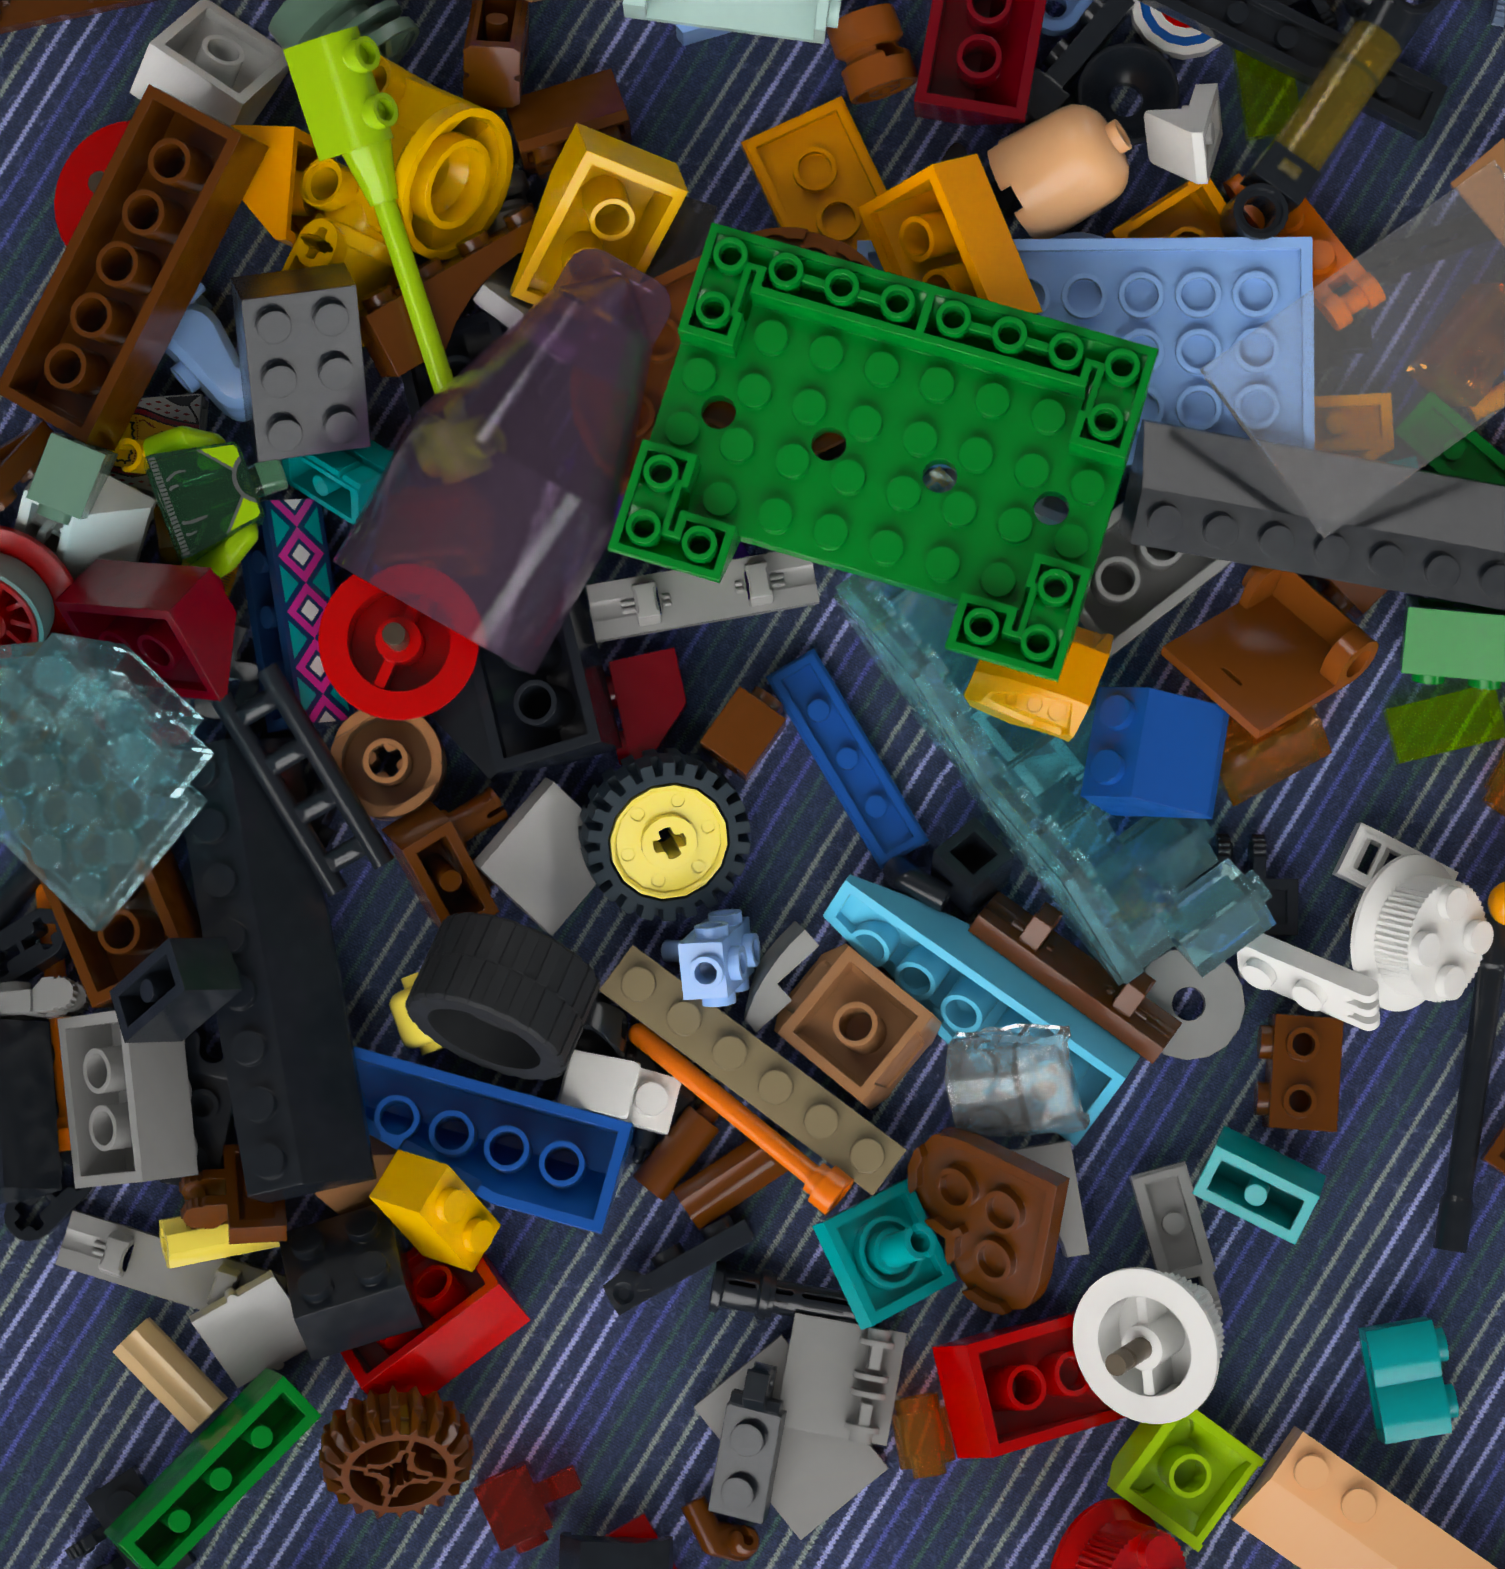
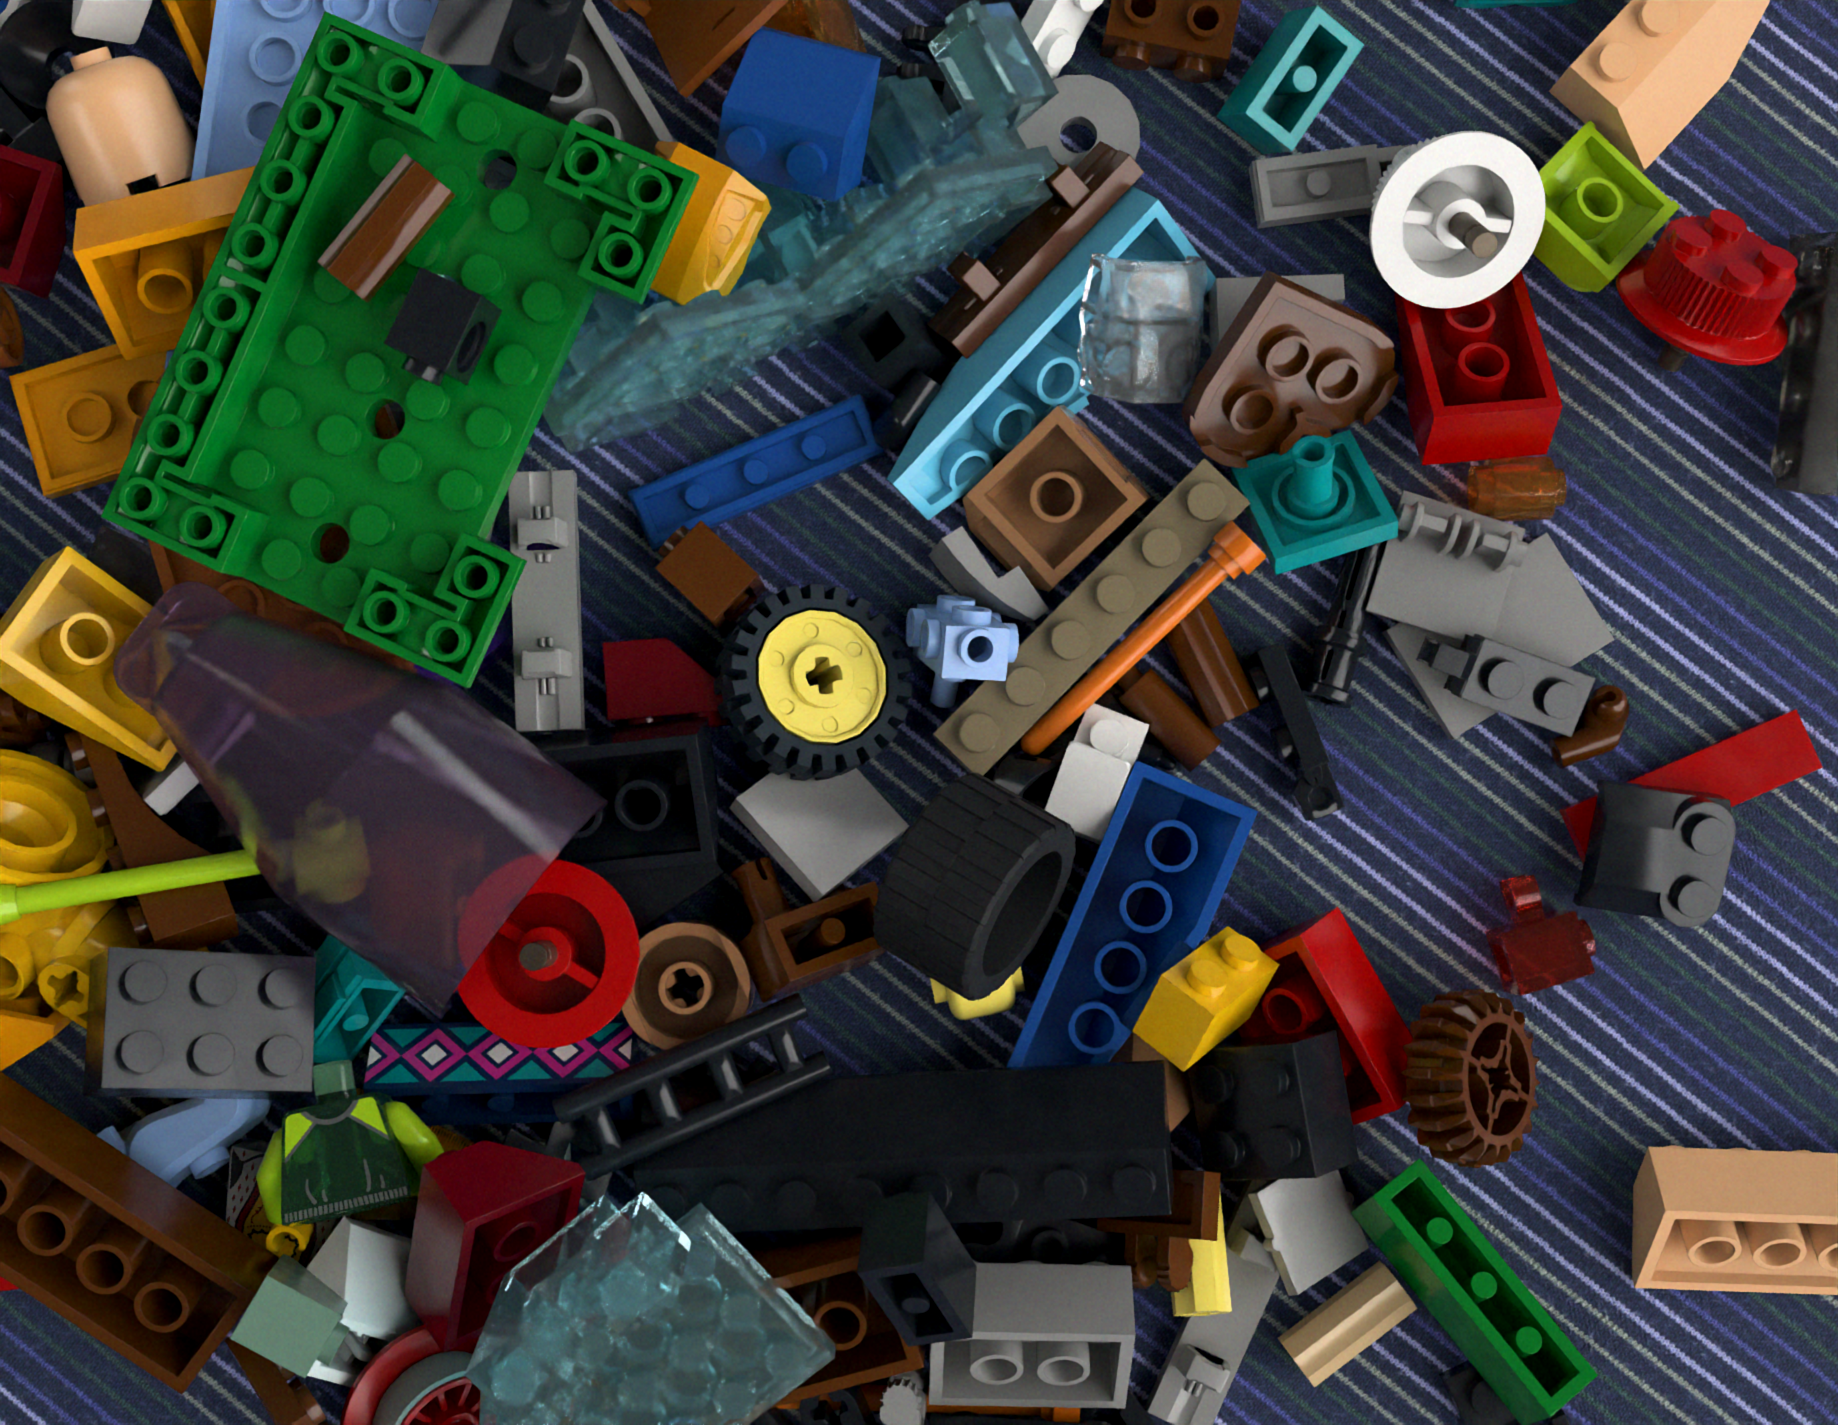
camera: 85 degrees left, 0 degrees up
(902, 485) = (442, 329): none -> black brick
(982, 426) = (386, 228): none -> reddish brown axle

